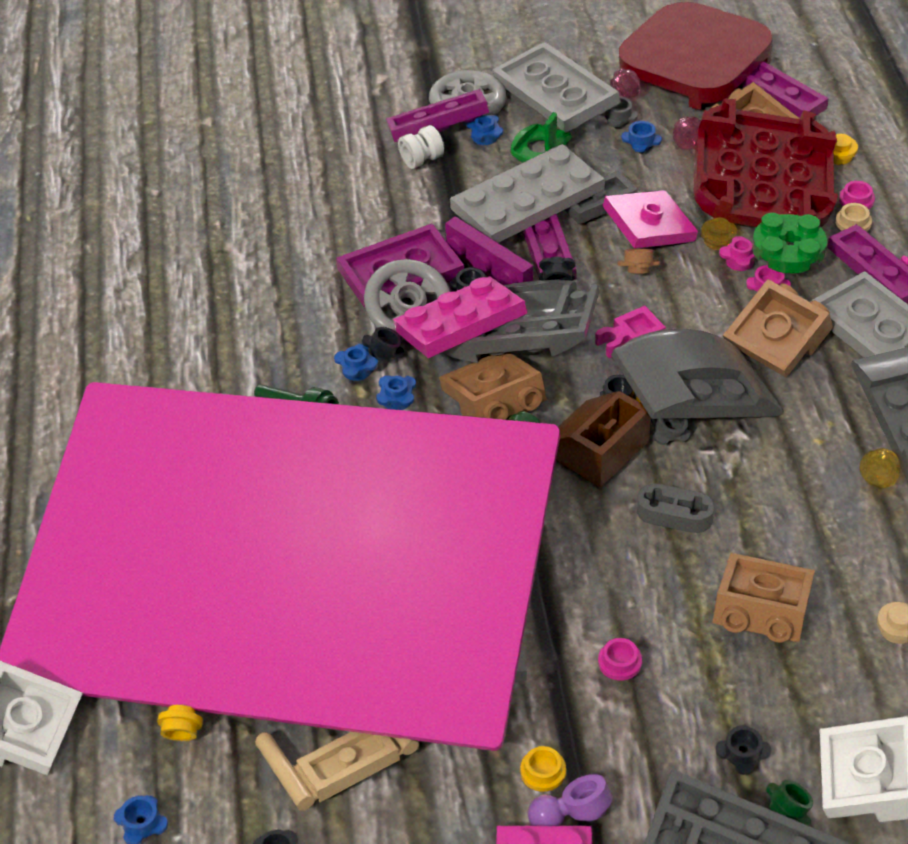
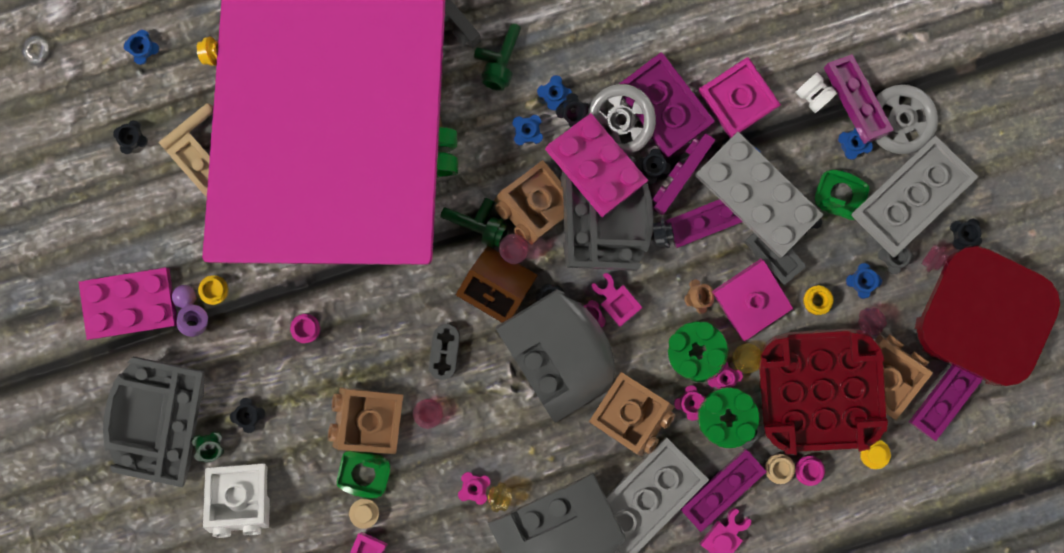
camera: 80 degrees right, 40 degrees up
(408, 205) = (739, 97): none -> dark pink plate
(549, 407) = (514, 248): none -> clear pink plate
(602, 62) = (974, 233): none -> black plate
(658, 171) = (827, 300): none -> yellow plate
(703, 248) = (713, 358): none -> green plate
(759, 533) = (428, 413): none -> clear pink plate
(833, 596) = (345, 479): none -> green piece
(866, 497) = (467, 493): none -> dark pink plate

